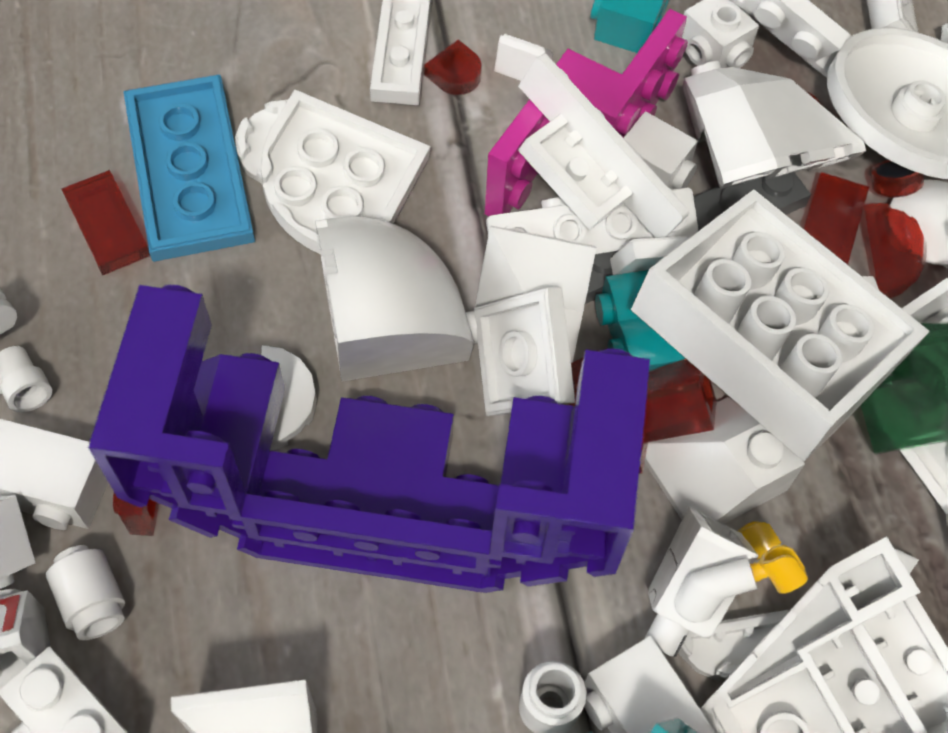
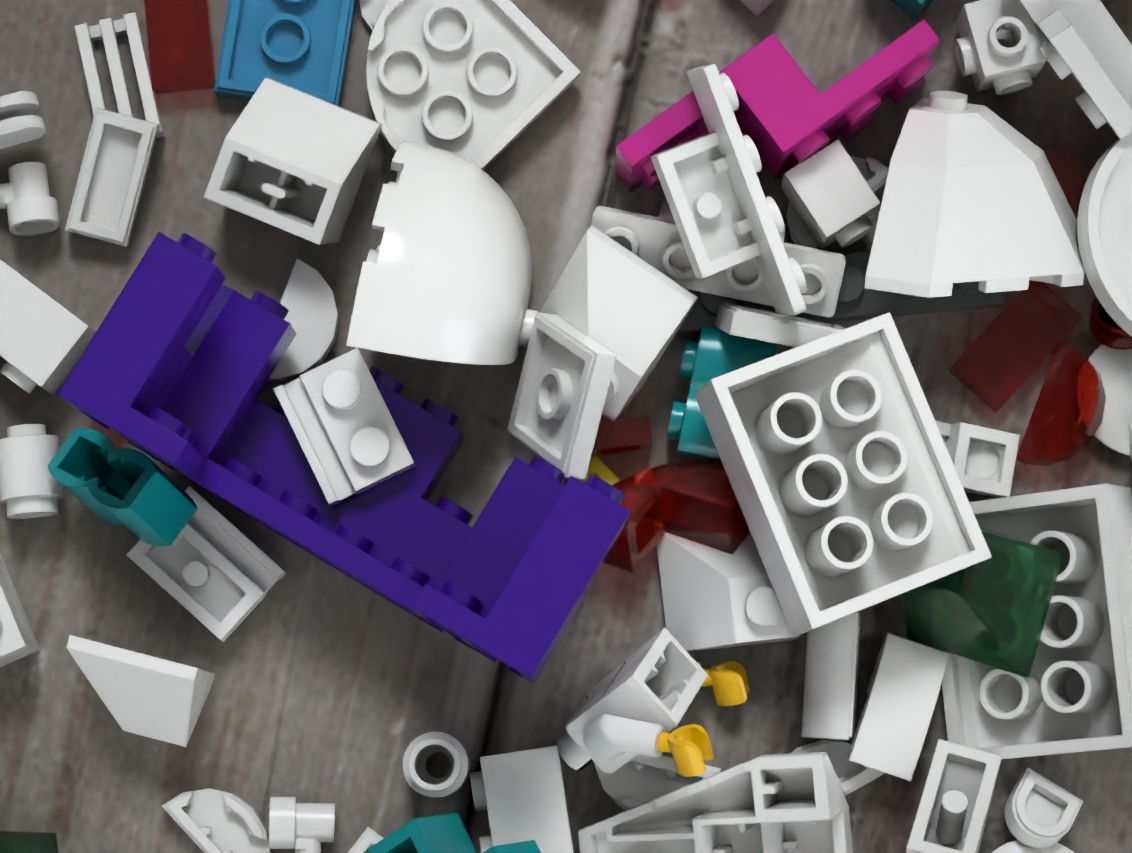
camera: 30 degrees right, 20 degrees up
(50, 243) = (108, 30): none -> white tile
(84, 336) = (112, 177): none -> white tile
(176, 562) = (122, 487): none -> teal brick
(239, 270) = (294, 162): none -> white slope
(274, 611) = (210, 569): none -> white plate
(355, 442) = (344, 427): none -> white plate
(840, 499) = (831, 680): none -> white brick
(903, 500) = (898, 706): none -> white slope

